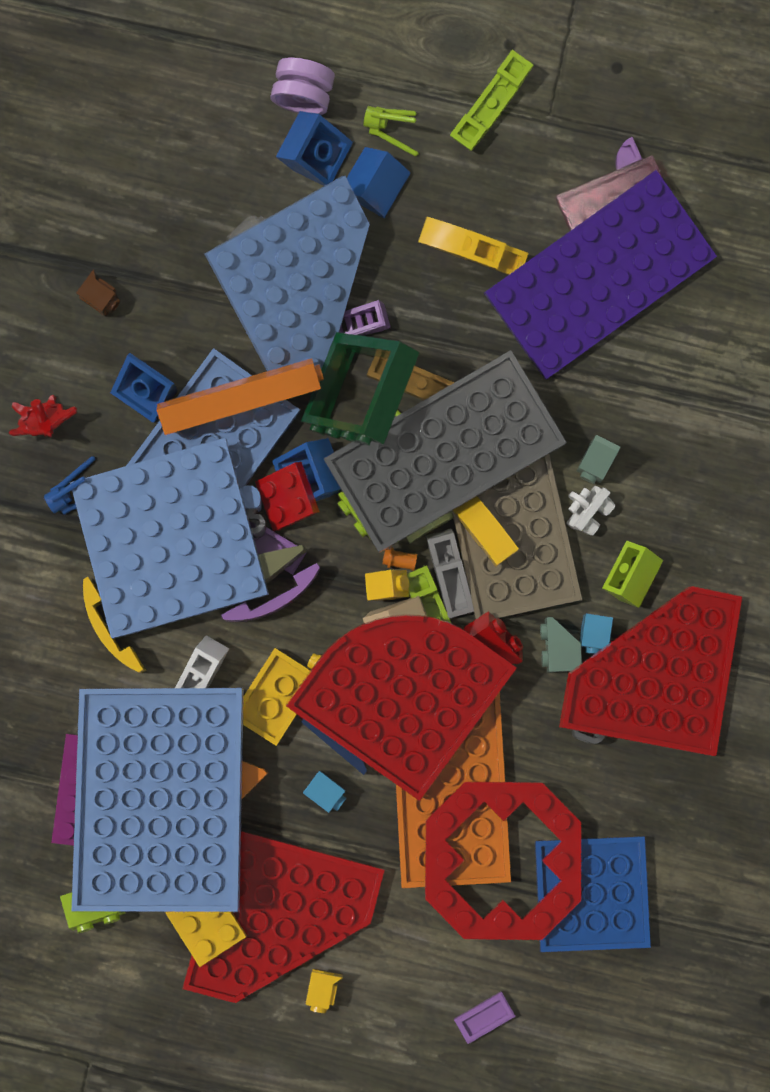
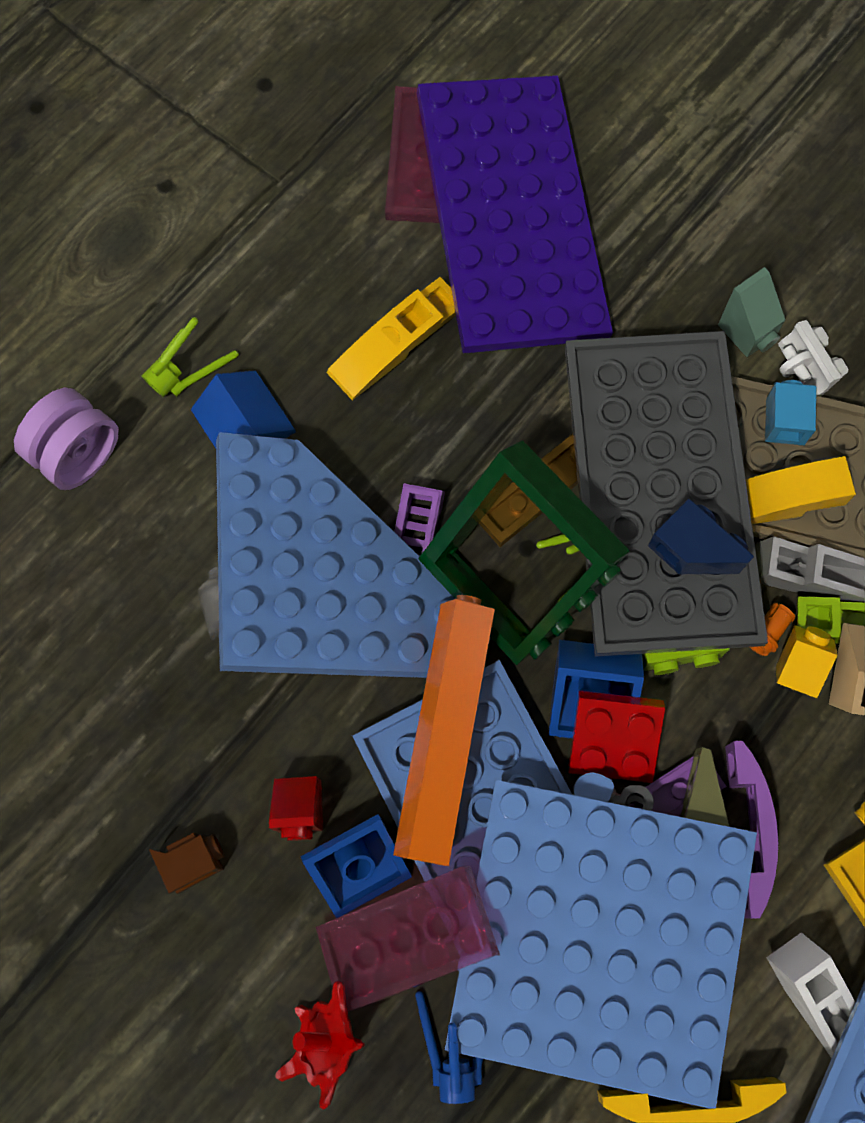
camera: 55 degrees left, 10 degrees down
(116, 433) = (408, 939): none -> clear pink plate
(157, 338) = (296, 807): none -> red slope
(314, 148) = (154, 469): blue slope -> none
(412, 483) = (698, 545): none -> dark blue slope
(492, 101) = (222, 229): lime slope -> none
(539, 508) = (790, 413): none -> dark azure brick
(627, 154) = (377, 118): medium lavender tile -> none

